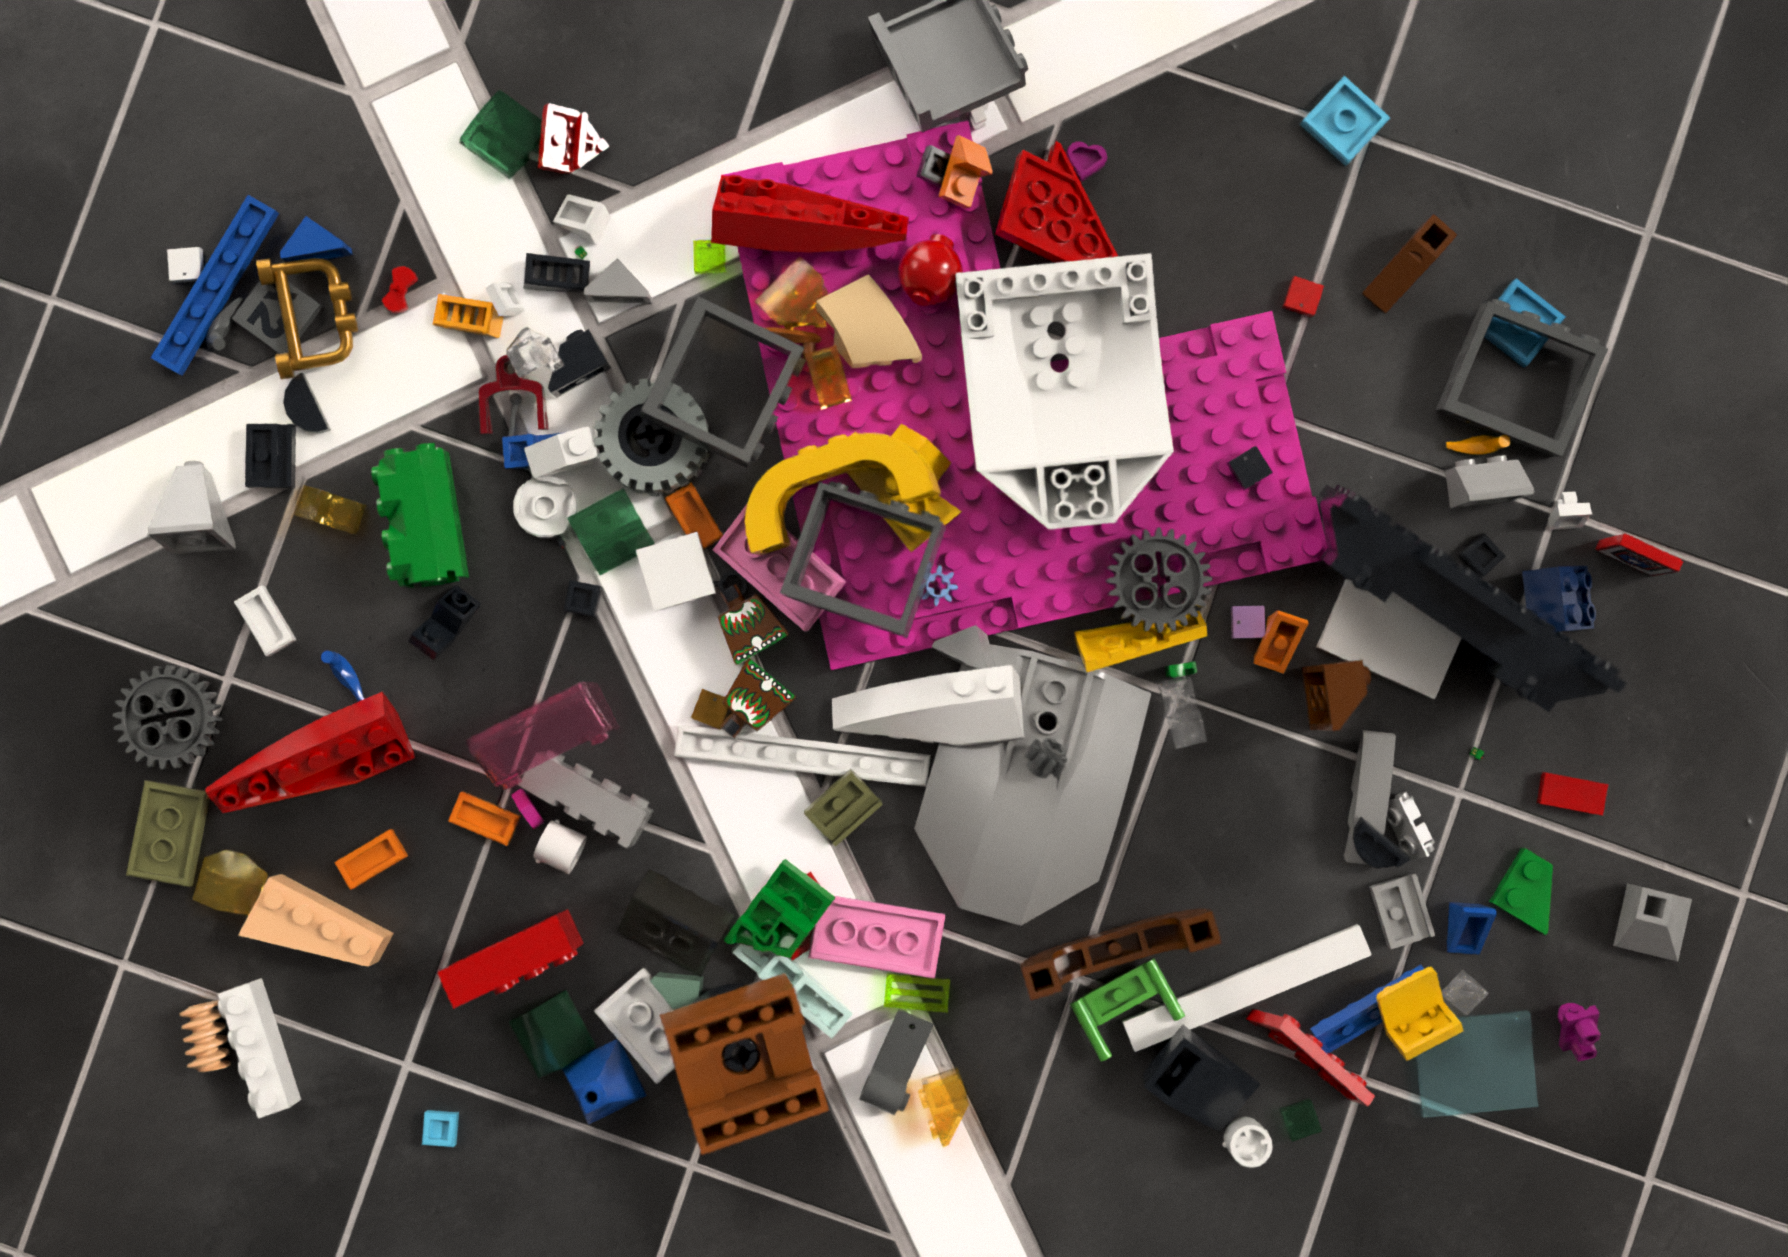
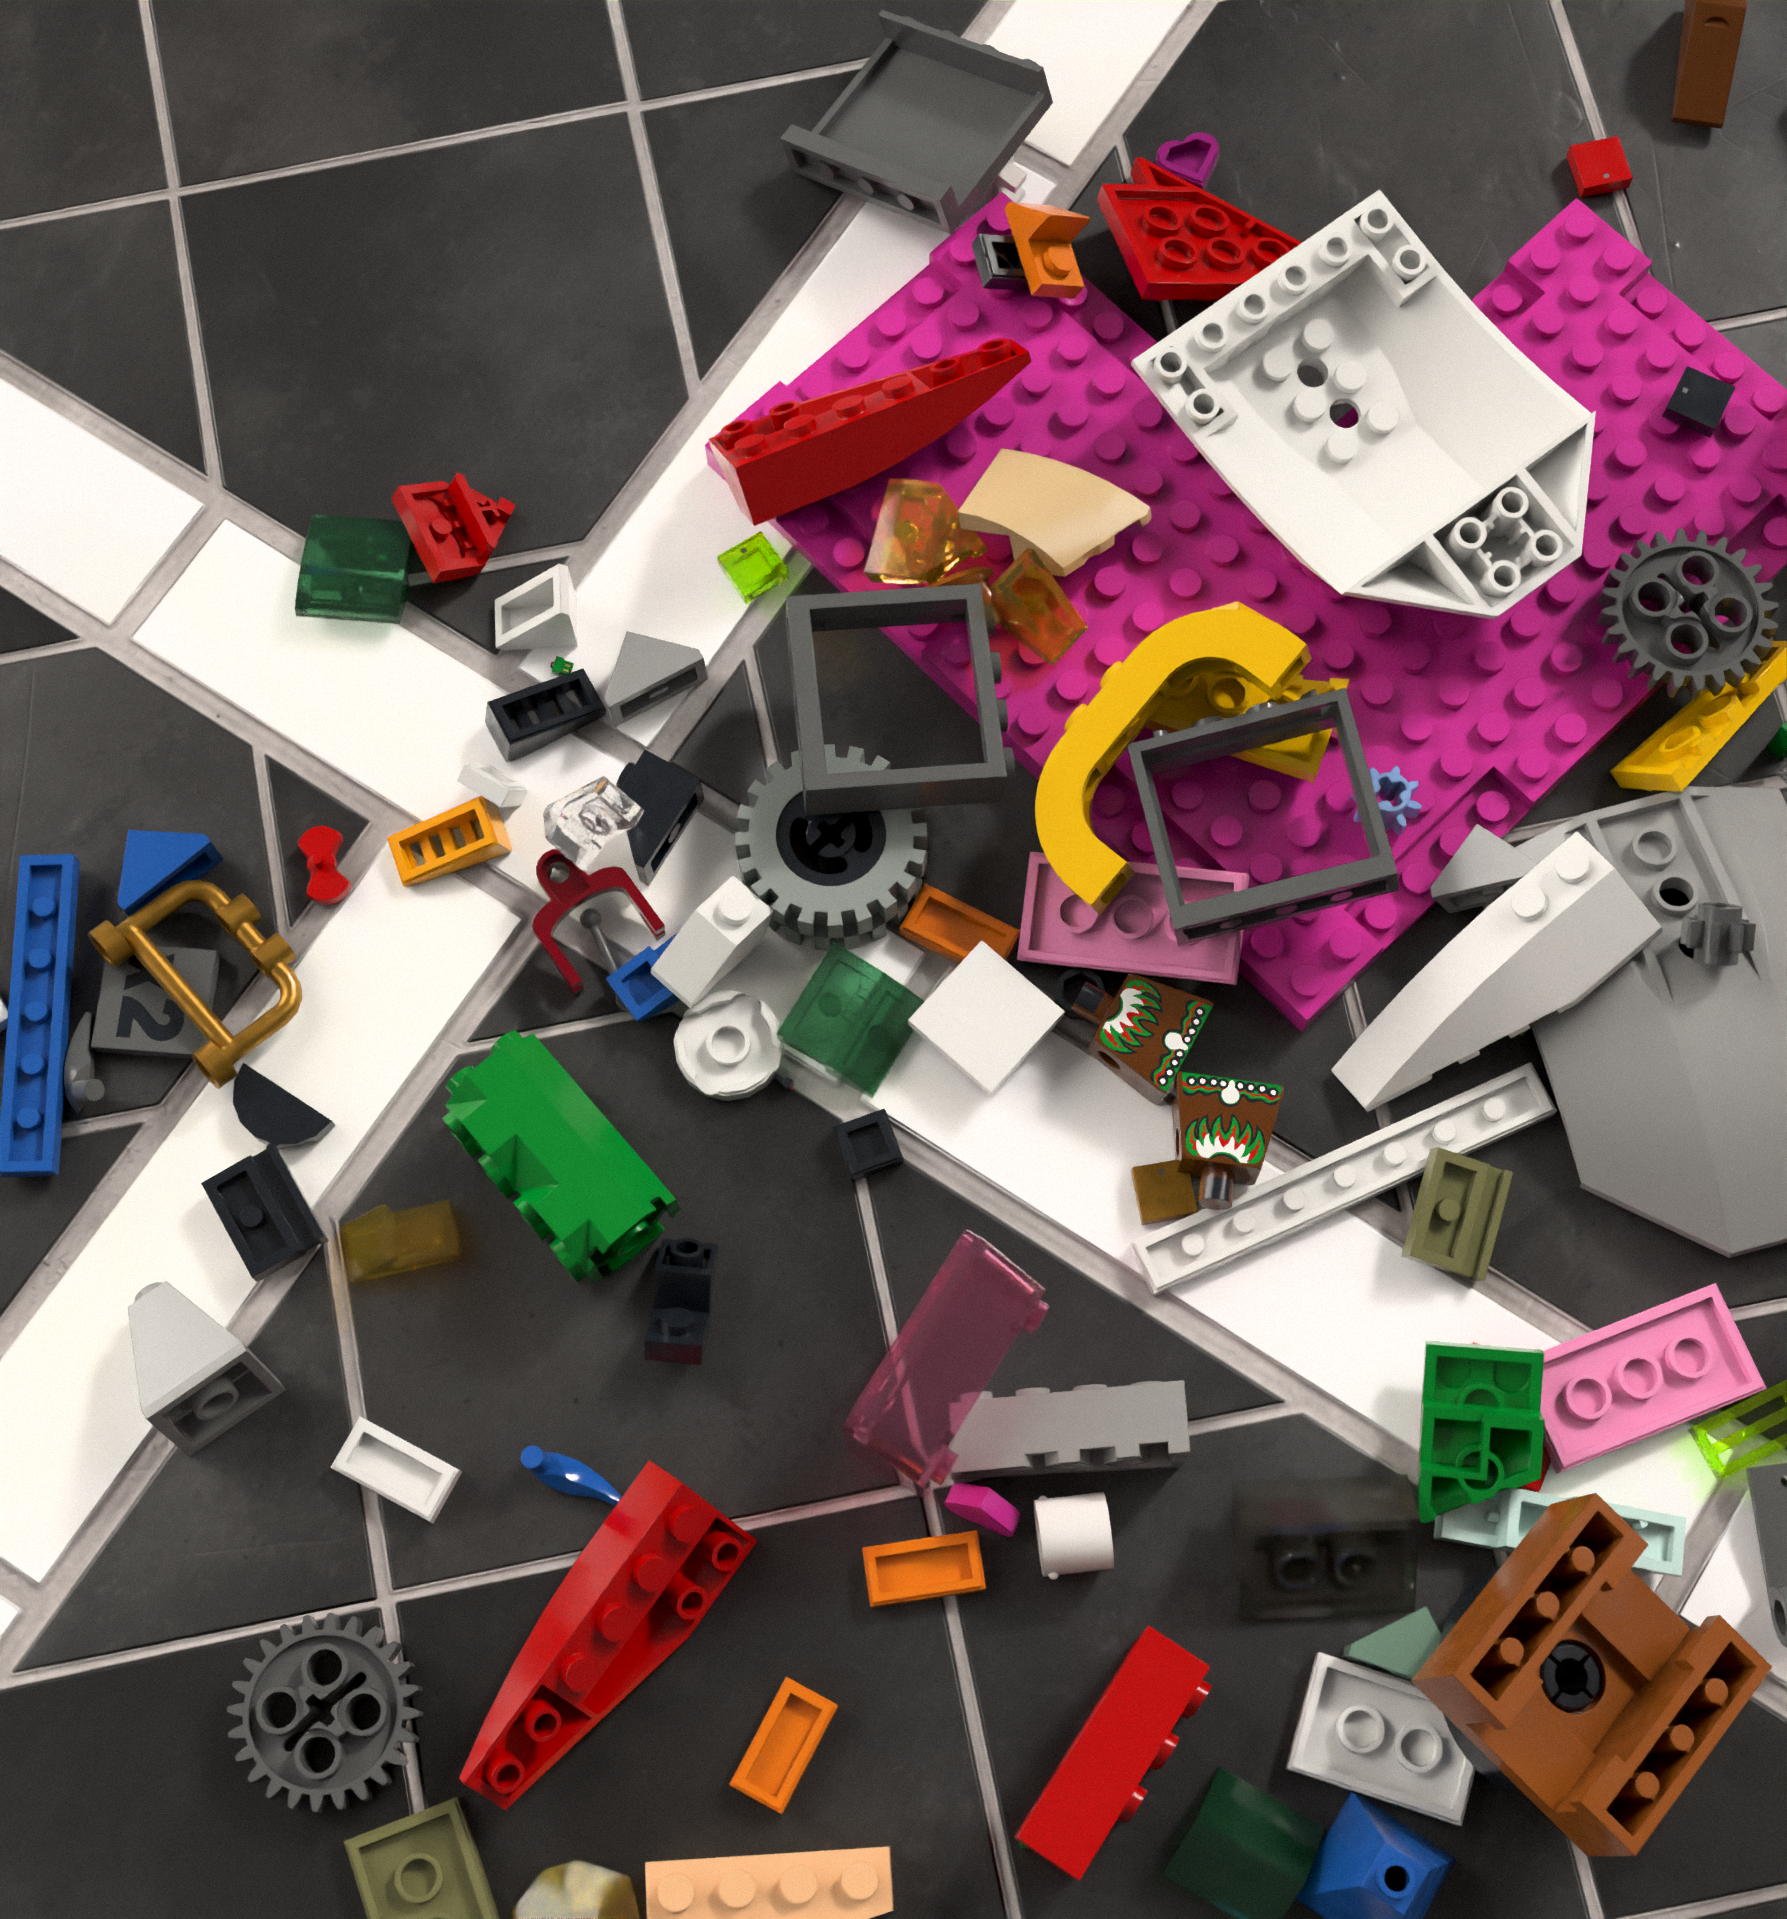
camera: 25 degrees left, 15 degrees down
(930, 271) = (1088, 391): red brick -> none

